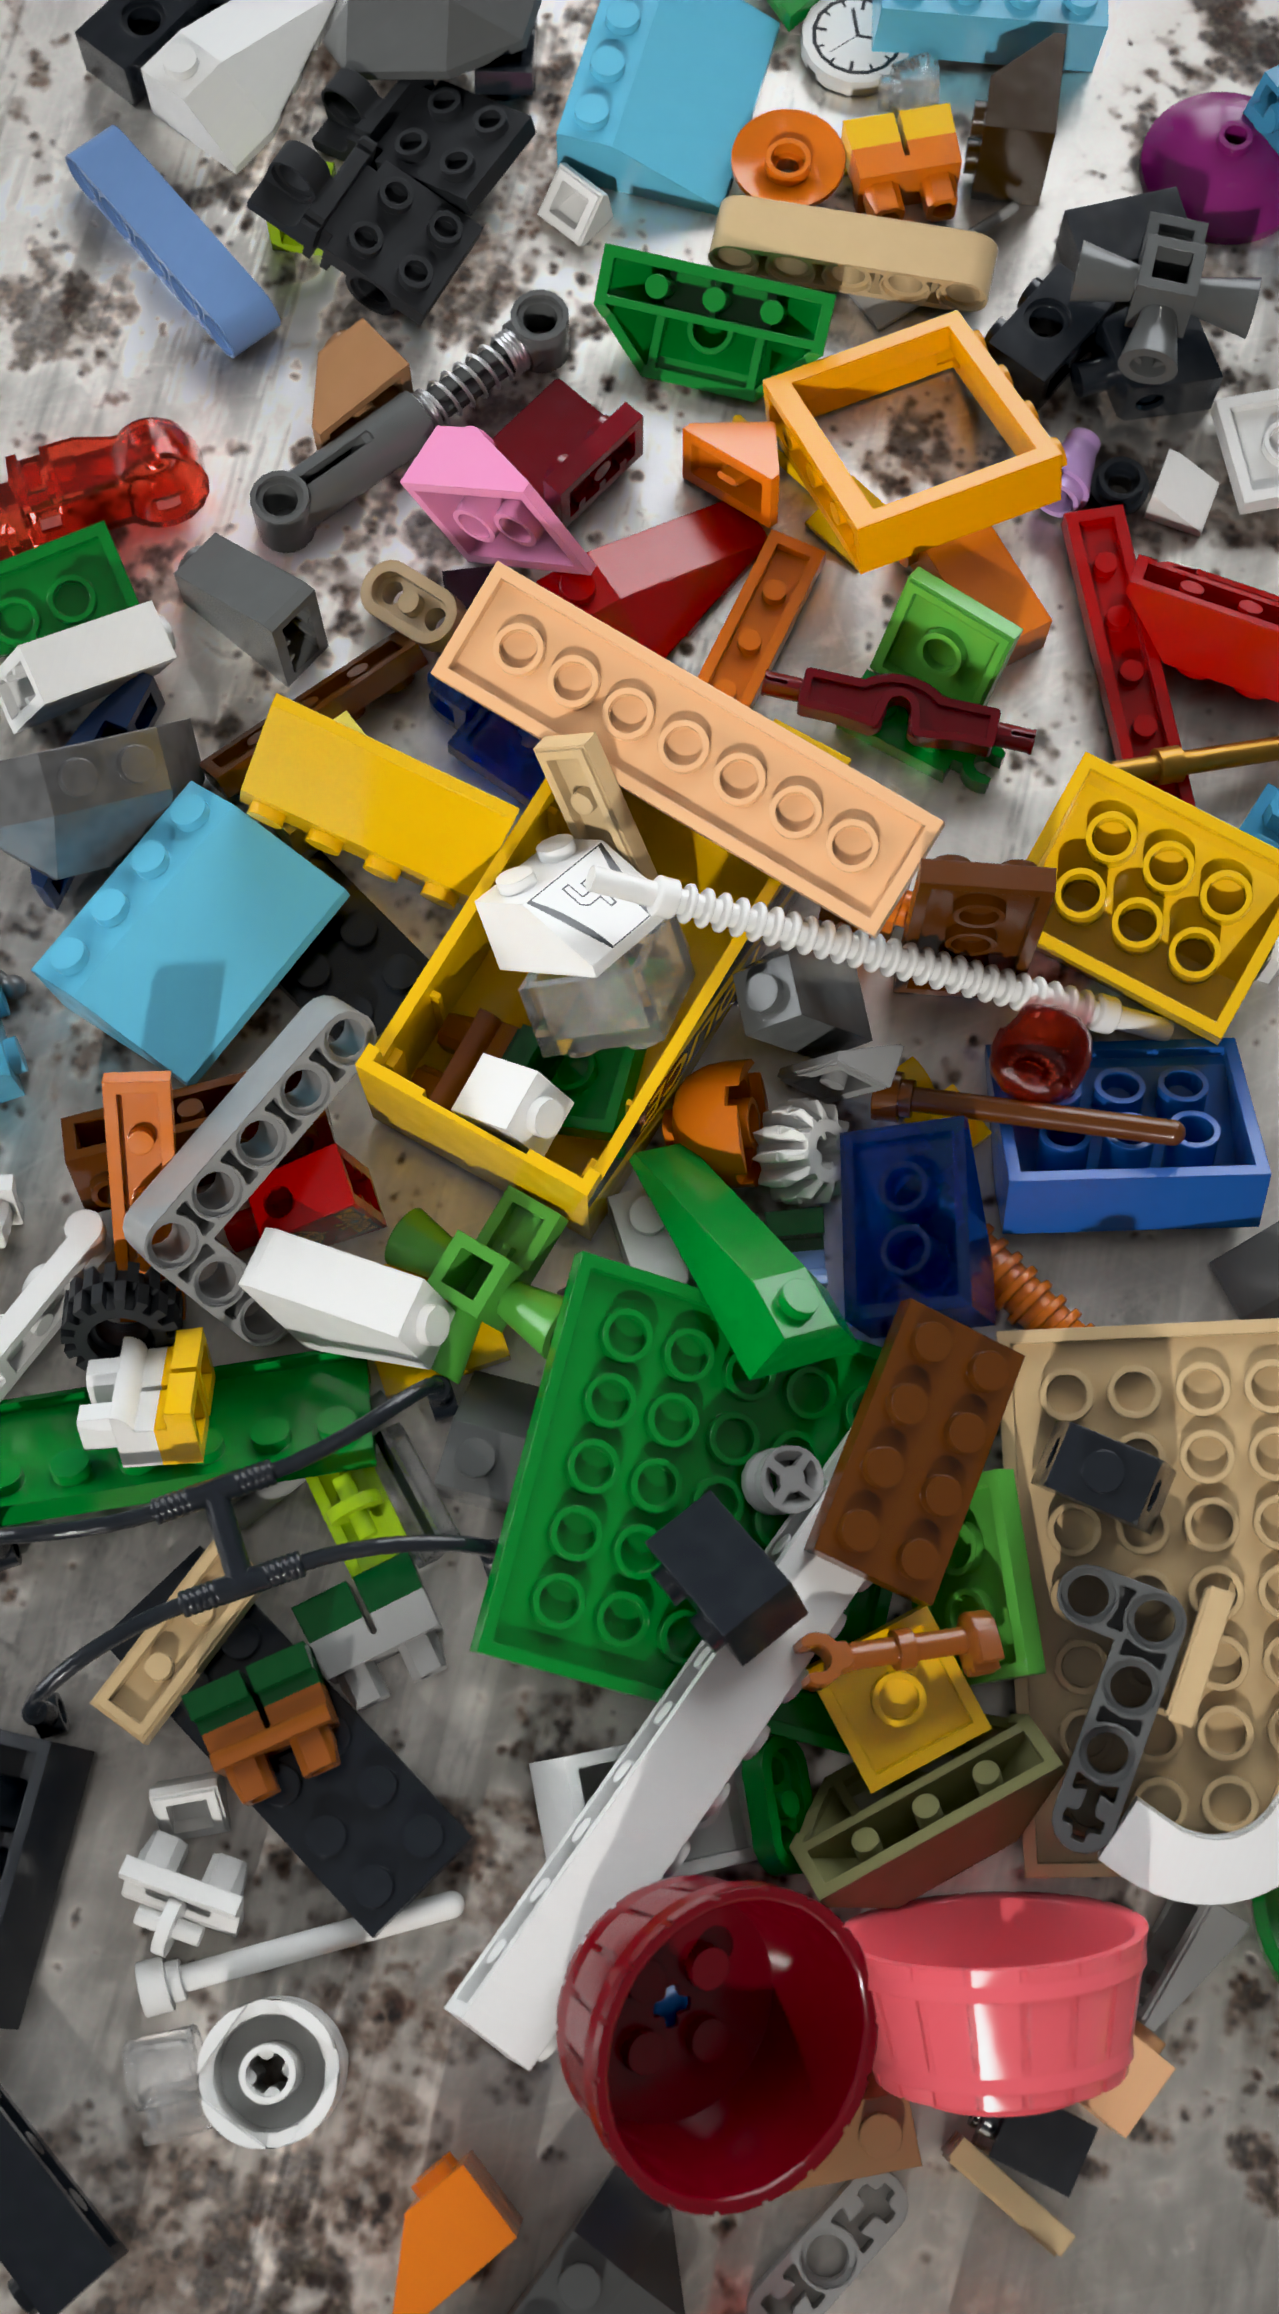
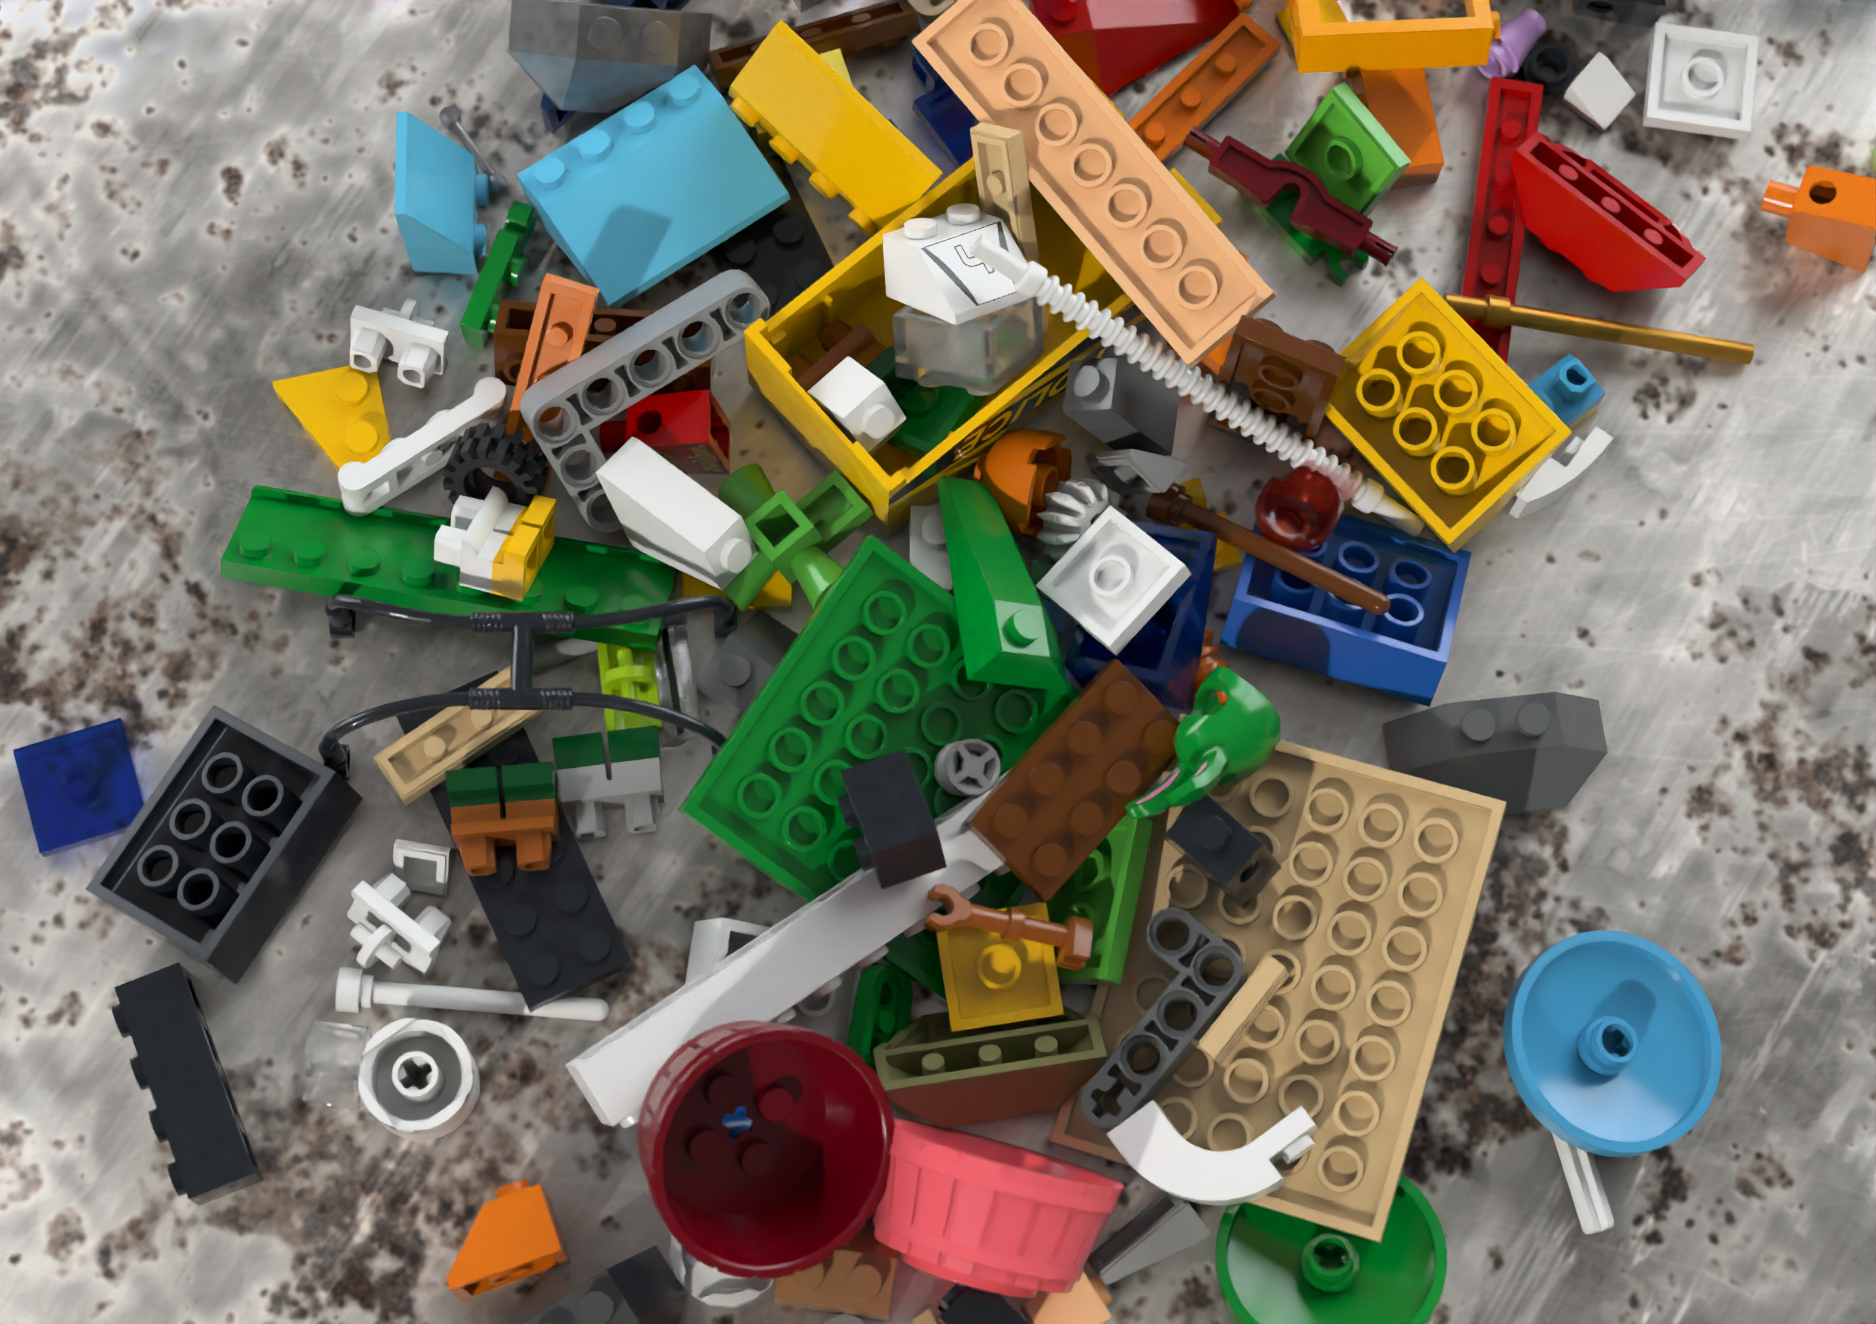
camera: 15 degrees right, 0 degrees up
(50, 1083) = (502, 269): none -> green plate
(870, 1206) = (1113, 579): none -> white plate
(1057, 1364) = (1215, 744): none -> green piece

